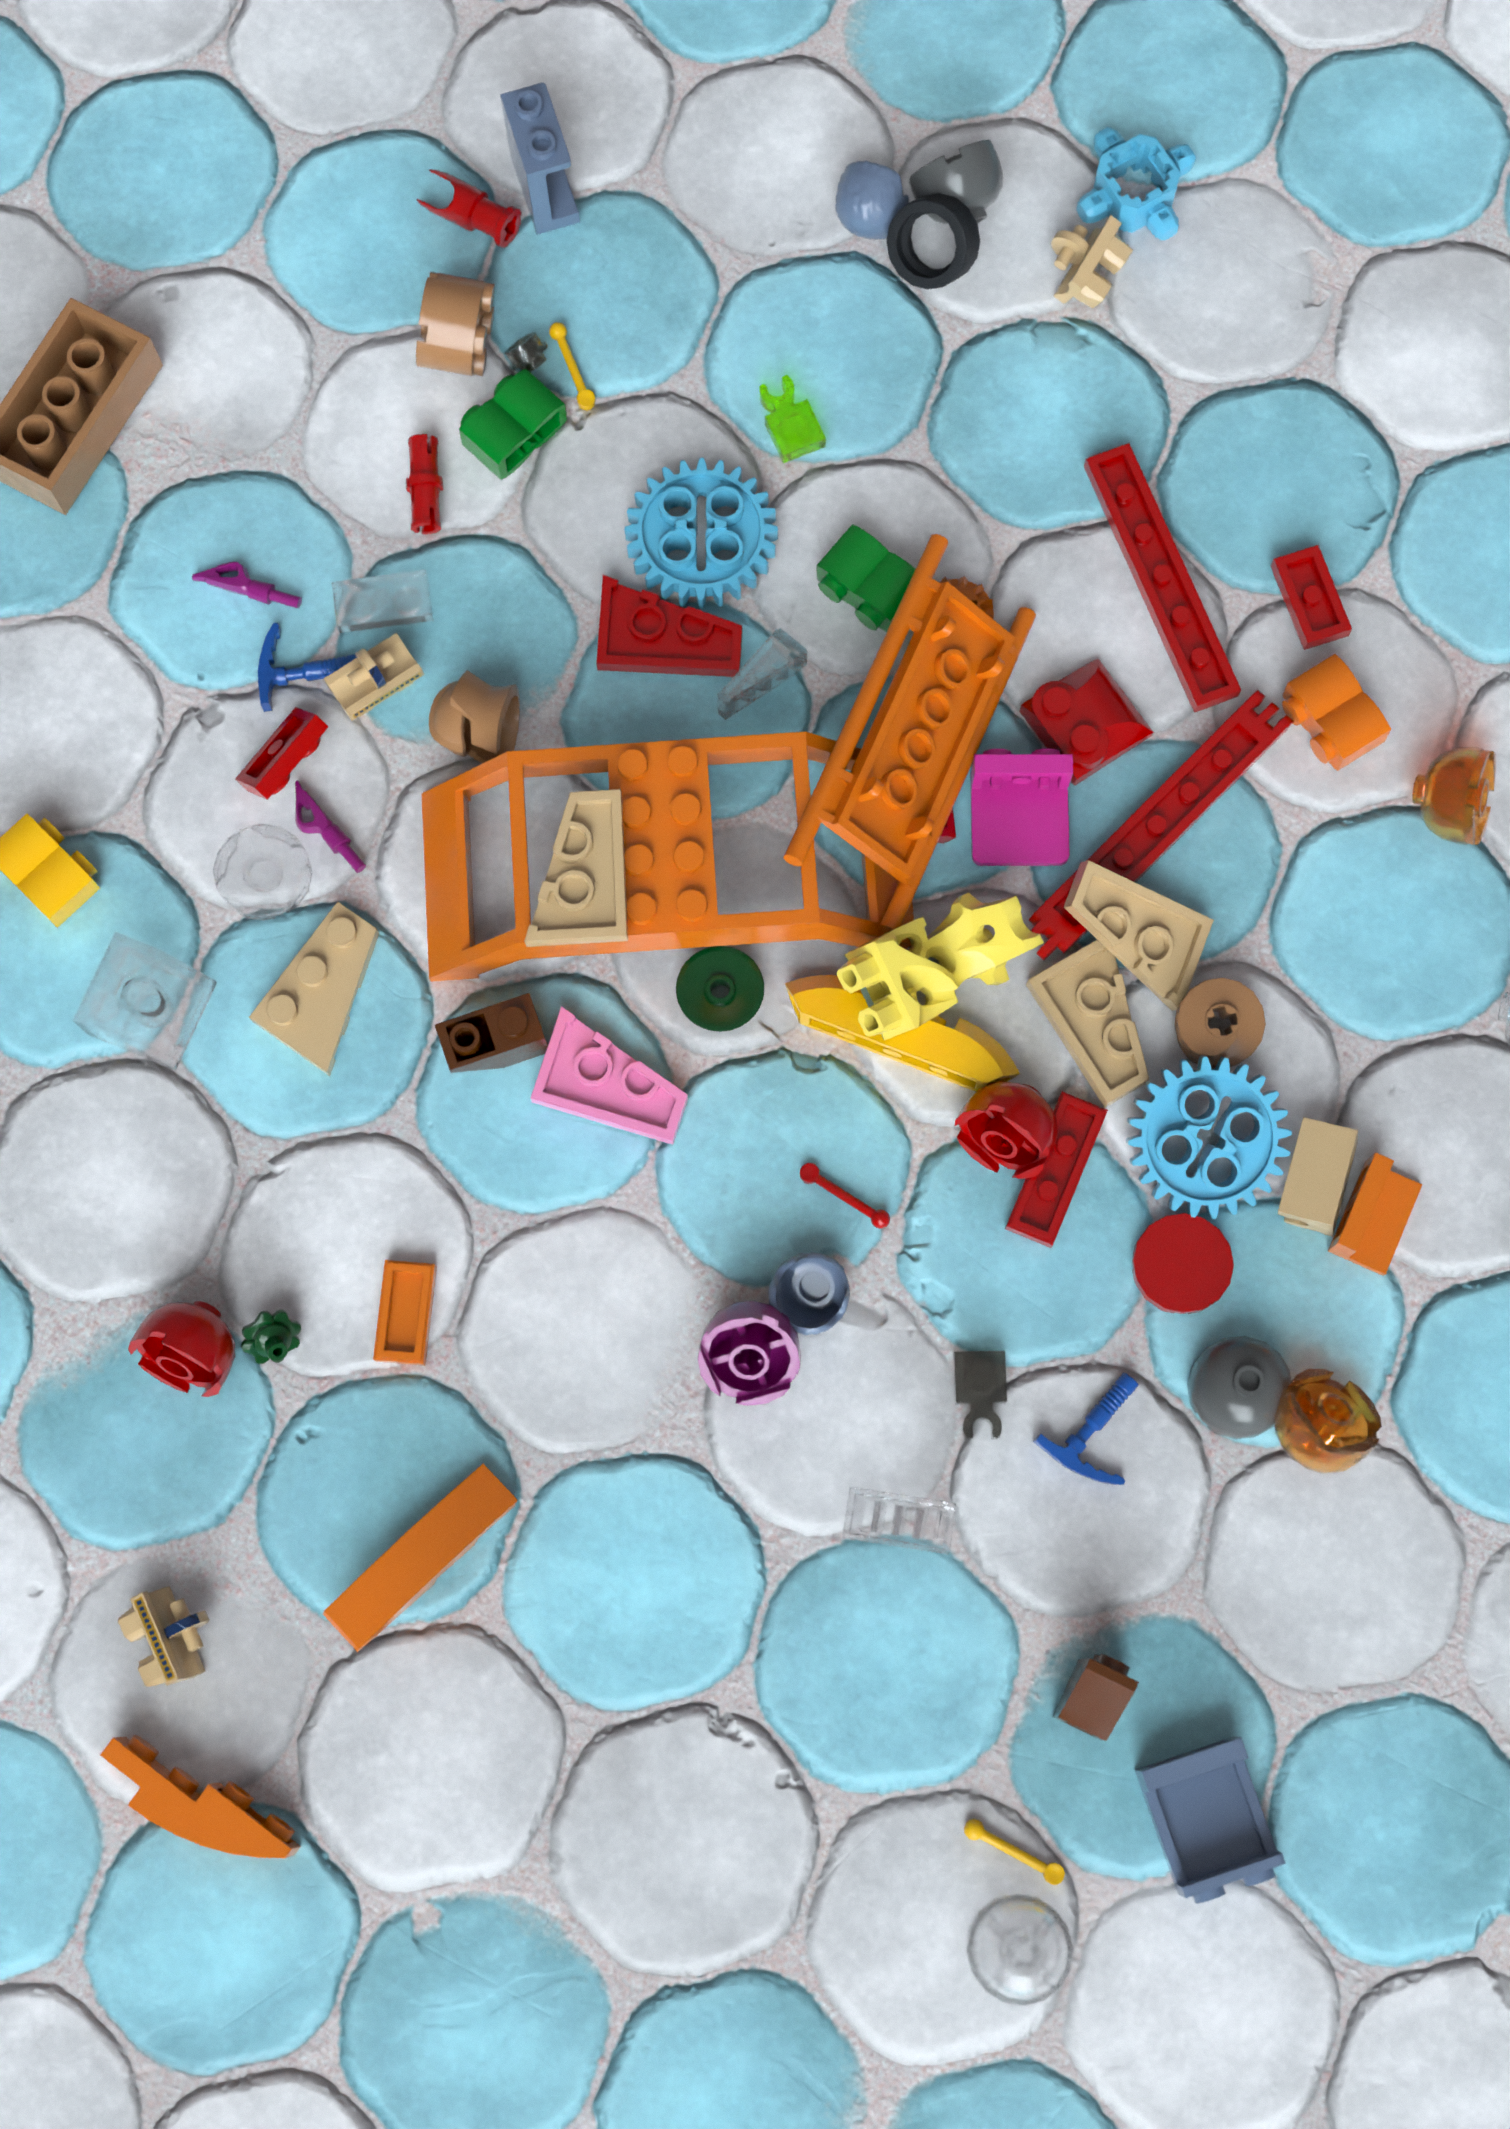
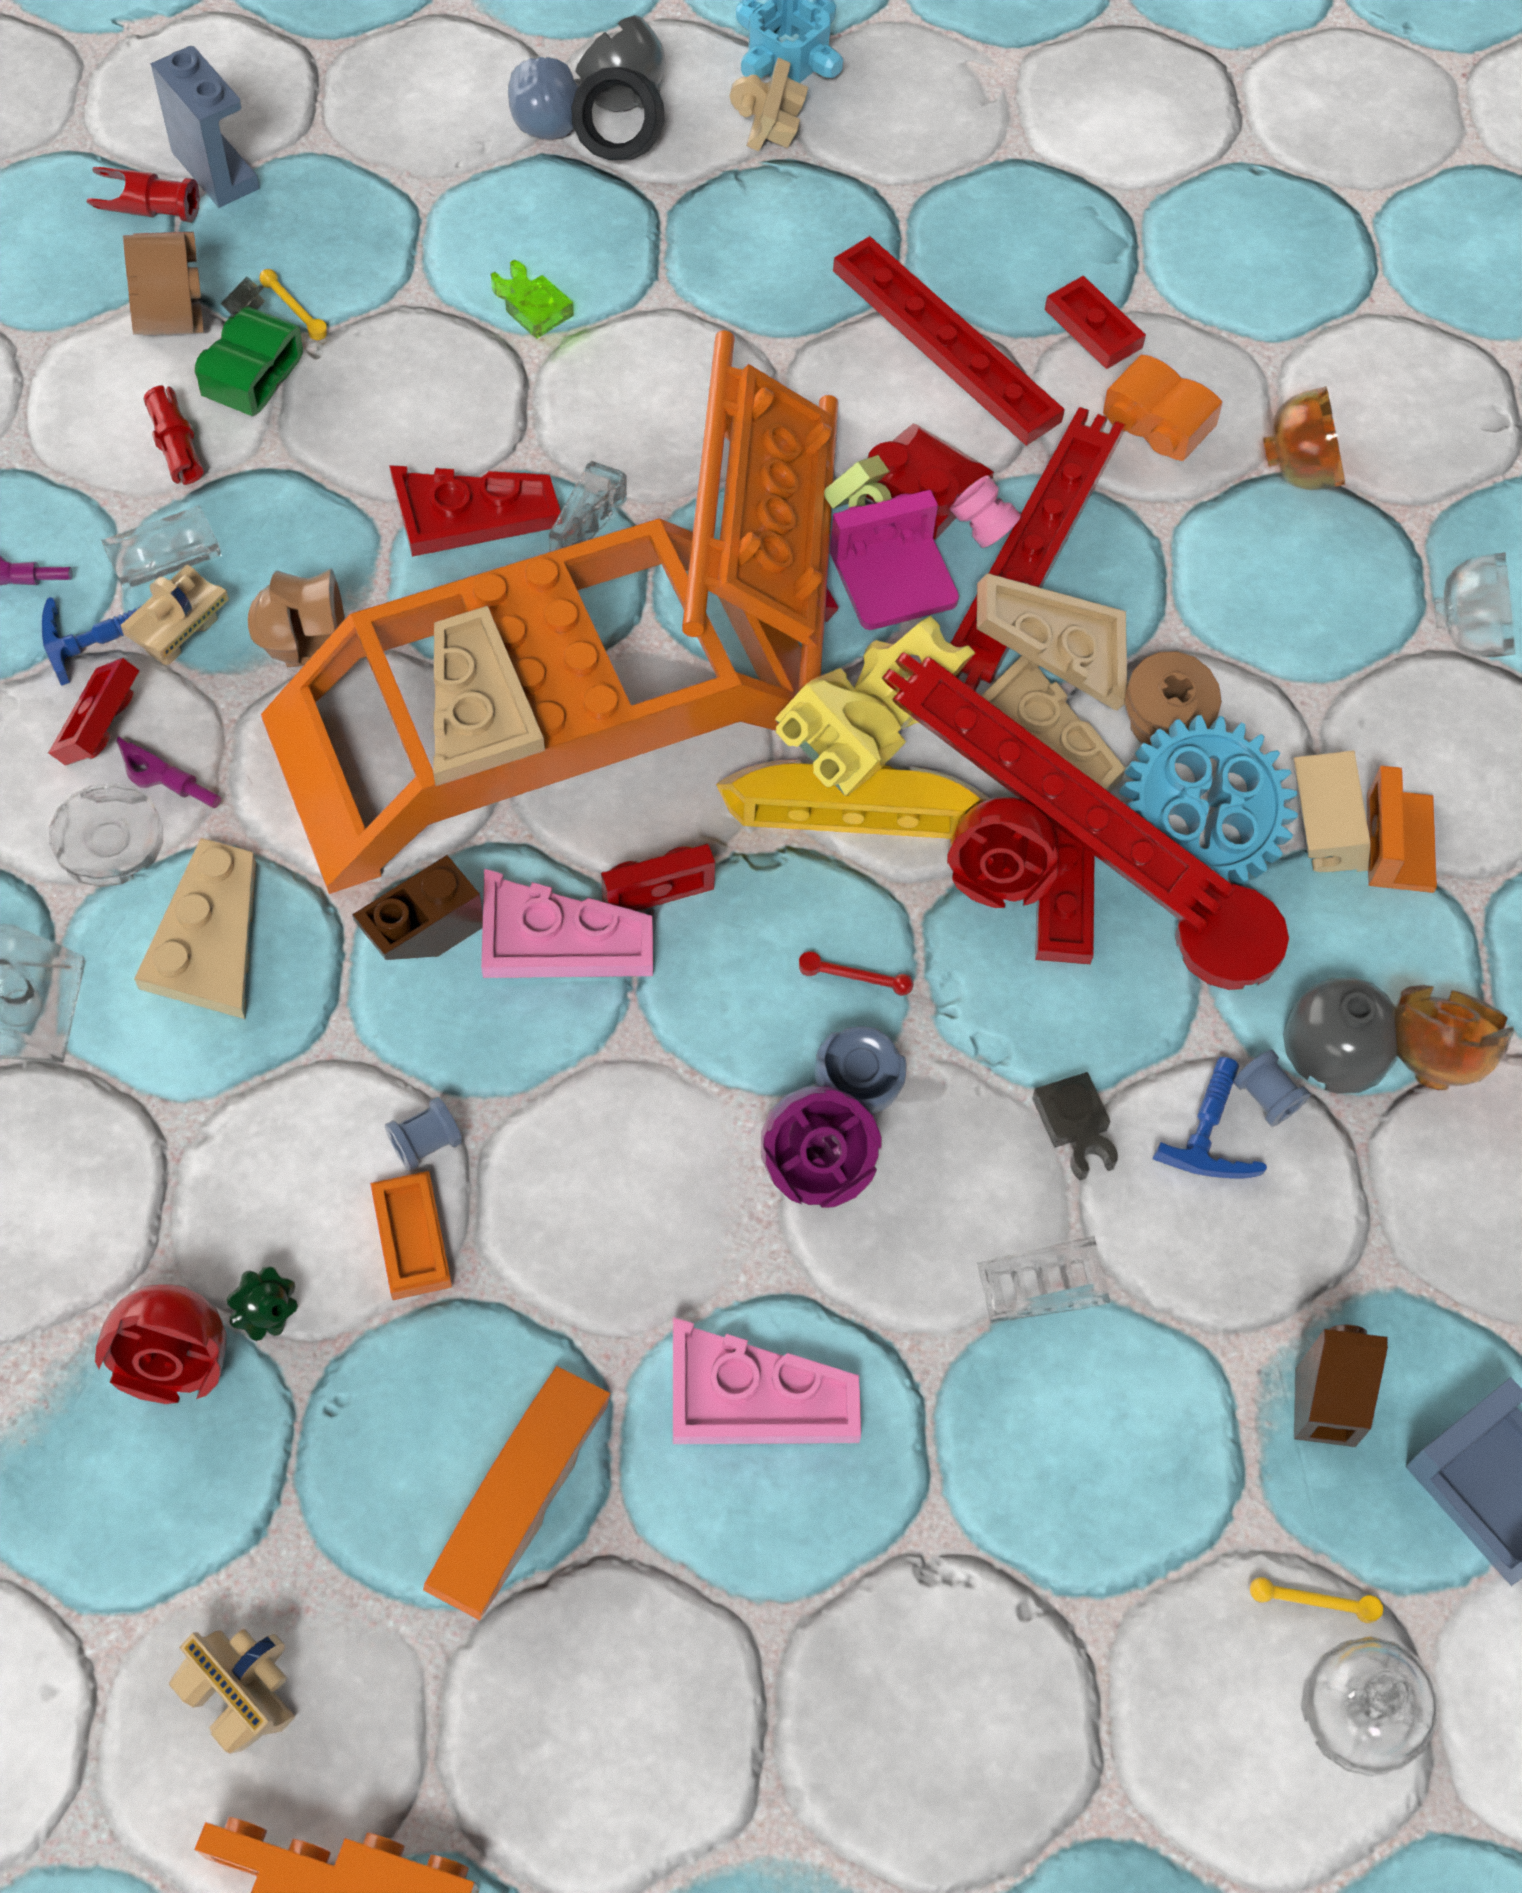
camera: 25 degrees left, 15 degrees down
(439, 1231) = (423, 1133): none -> sand blue bush
(630, 1539) = (756, 1396): none -> bright pink wing
(658, 533) = (444, 420): medium azure gear -> none
(685, 1059) = (661, 879): none -> red plate
(714, 968) = (649, 789): dark green piece -> none
(865, 577) = (659, 405): green brick -> none
(1015, 724) = (857, 483): none -> yellowish green tile
(1070, 1091) = (1058, 790): none -> red hinge
(1122, 781) = (988, 516): none -> bright pink wheel
(1156, 1416) = (1271, 1088): none -> sand blue bush

